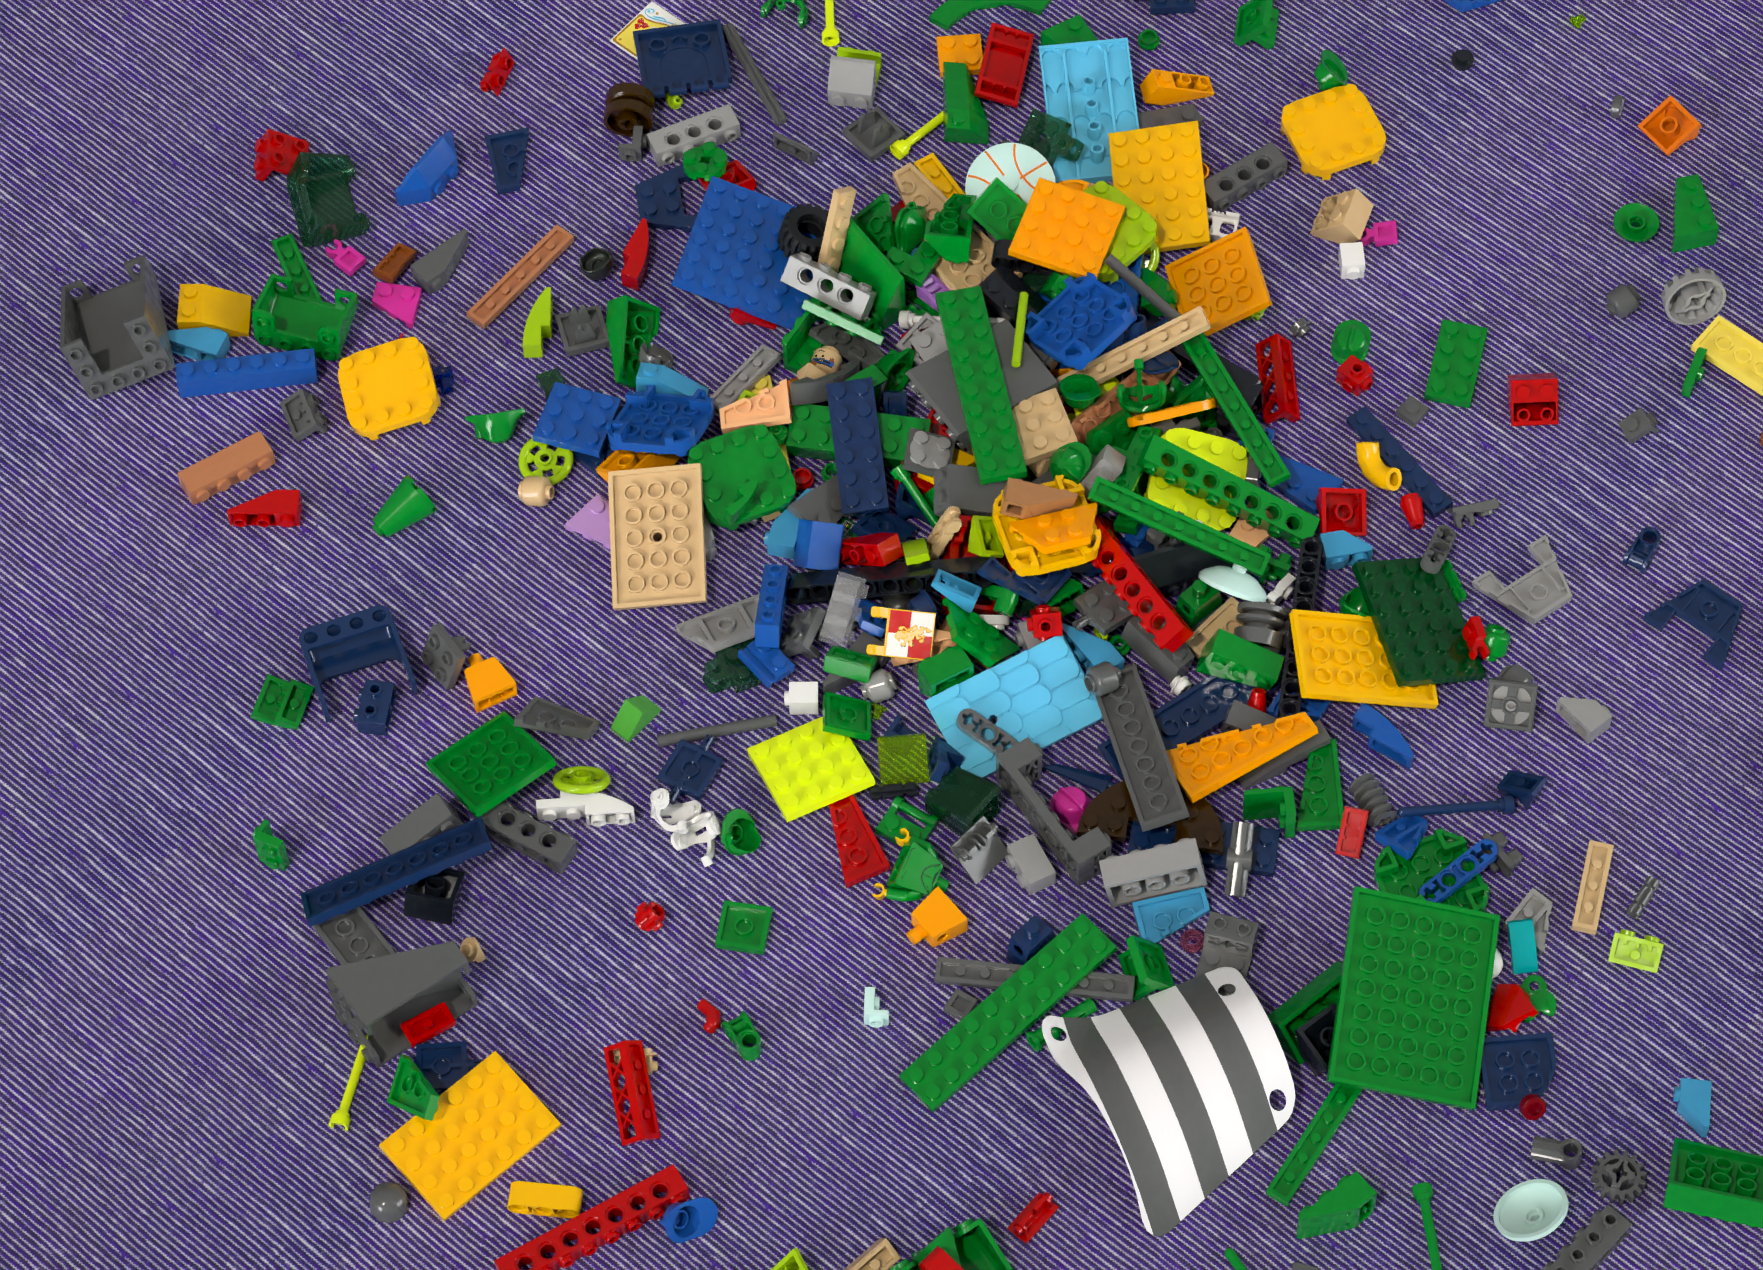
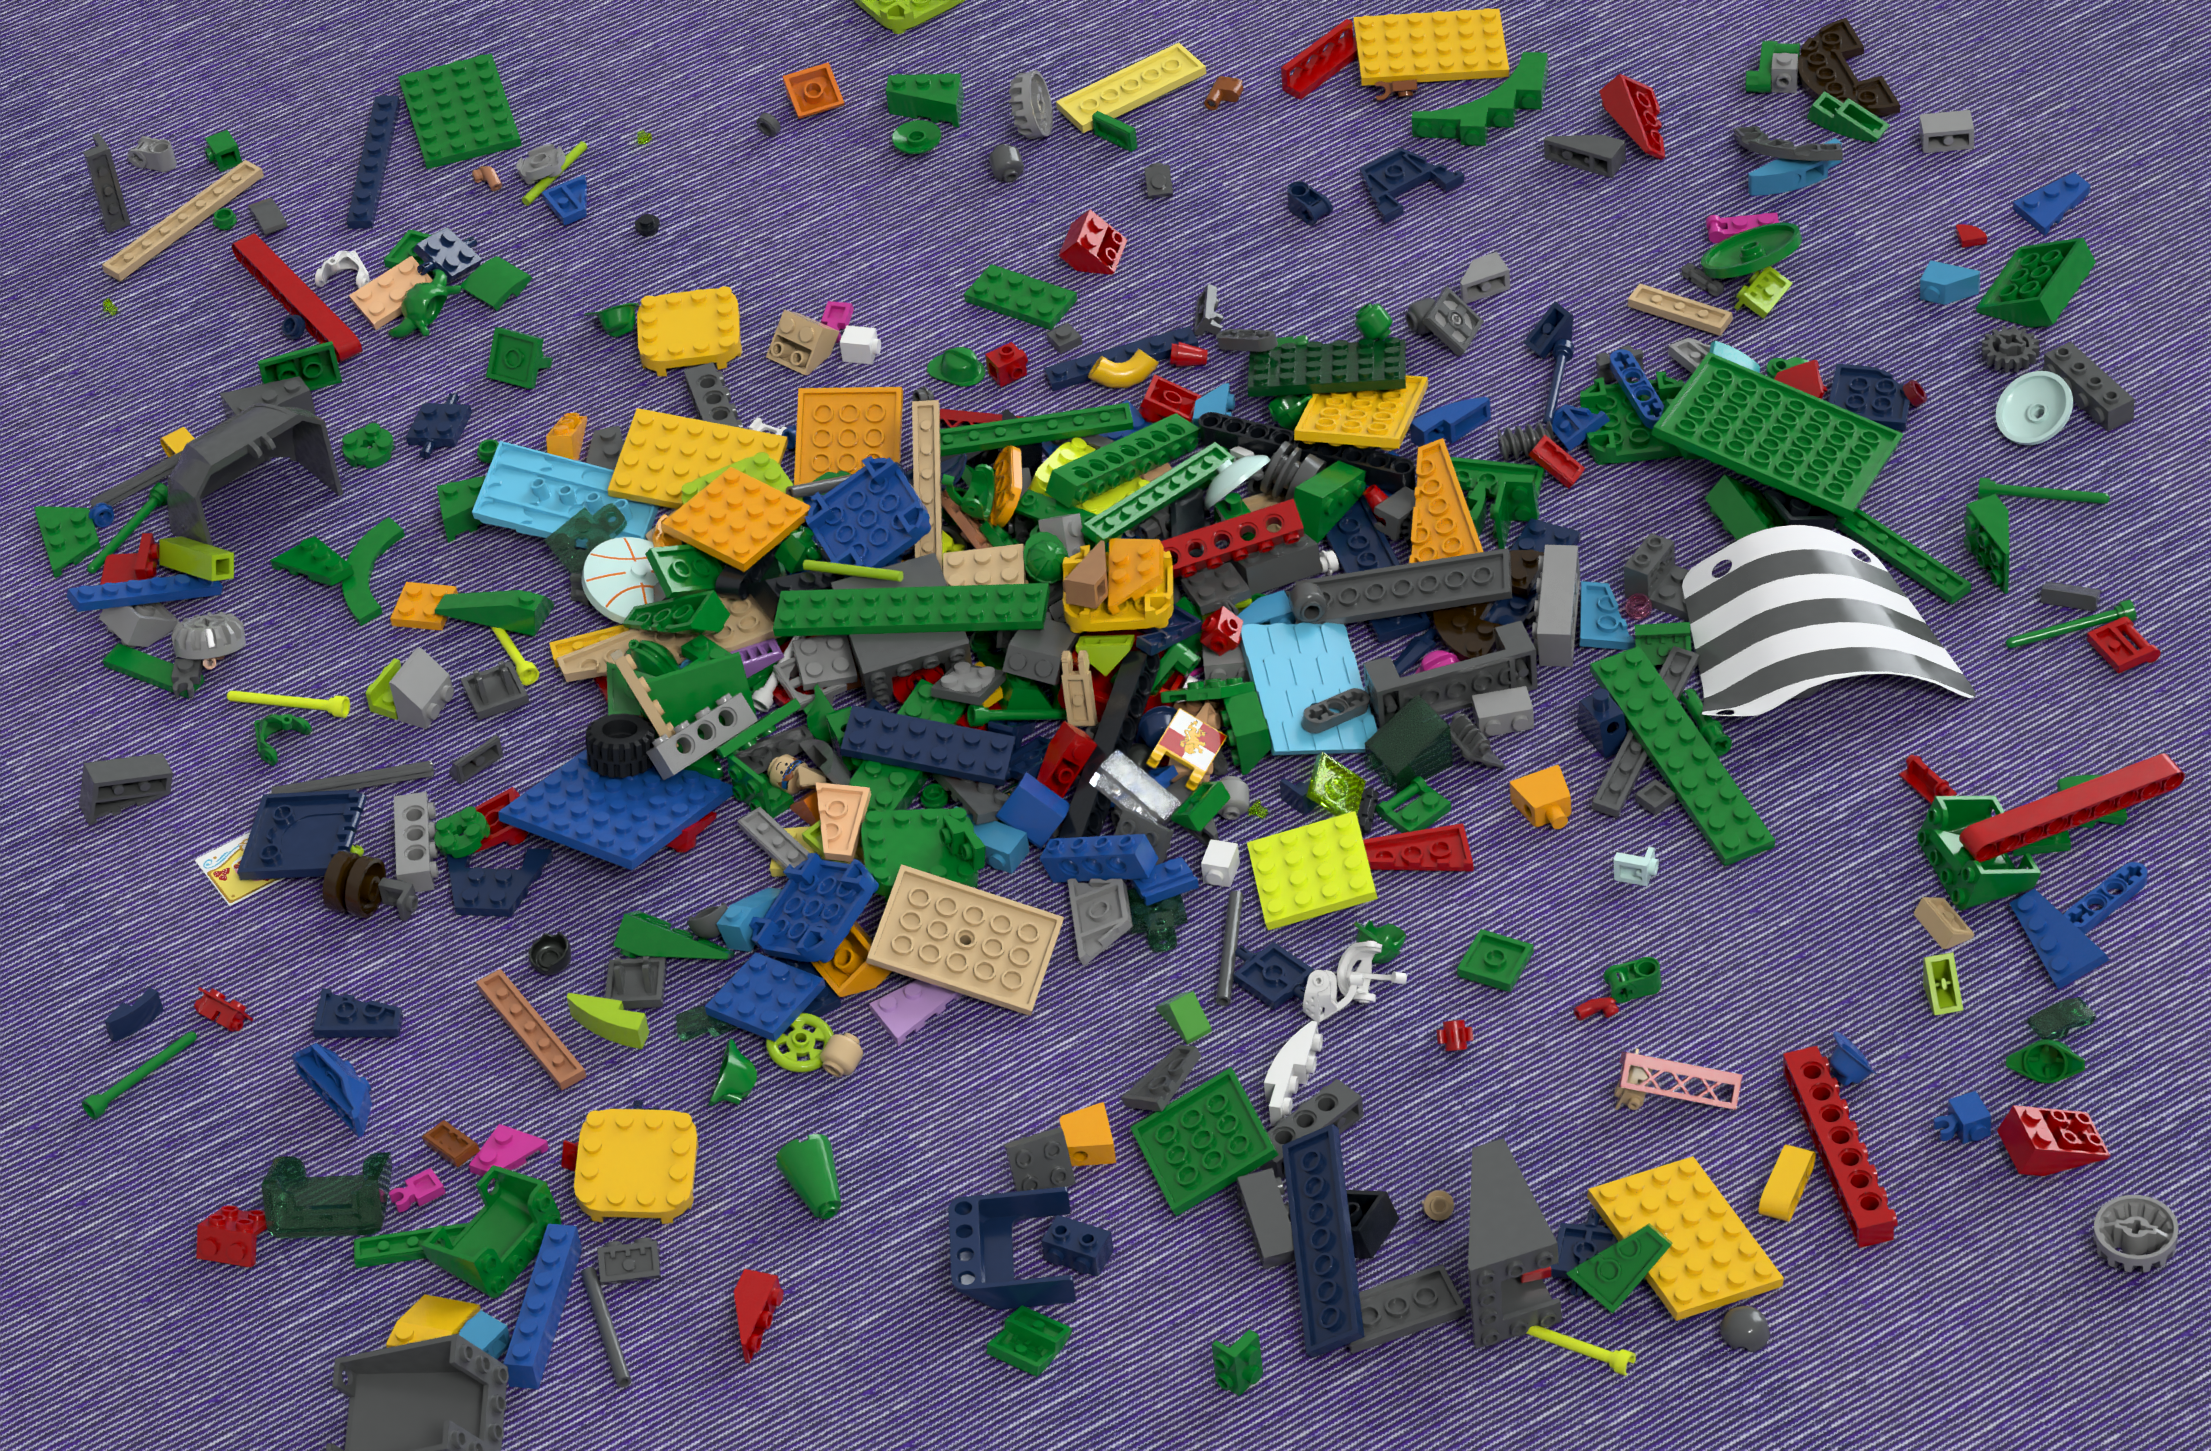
camera: 70 degrees left, 15 degrees down
(226, 468) = (672, 1346): nougat brick -> none
(239, 422) = (606, 1327): none -> dark grey piece
(386, 27) = (96, 1104): none -> green piece
(438, 265) = (477, 1099): dark grey slope -> none
(480, 22) = (130, 1019): none -> dark blue slope
(581, 780) = (1258, 1066): lime plate -> none
(636, 257) = (556, 915): red slope -> none
(847, 716) = (1262, 826): green plate -> none
(914, 872) = (1482, 799): green torso -> none
(915, 551) = (1089, 714): lime slope -> none
(942, 759) = (1354, 754): dark blue slope -> none
(957, 590) = (1161, 680): dark azure slope -> none
(1004, 65) = (463, 565): red slope -> none
(1079, 390) = (954, 536): green piece -> none
(1239, 859) = (1549, 534): dark grey piece -> none
(1284, 779) = (1477, 506): none -> green slope
(1474, 635) = (1364, 326): red plate -> none
(1536, 592) = (1322, 284): light grey wing -> none
(1554, 1151) = (1970, 385): dark grey piece -> none
(1676, 925) = (1751, 250): none -> green dish
(1728, 916) = (1723, 228): none -> dark pink plate

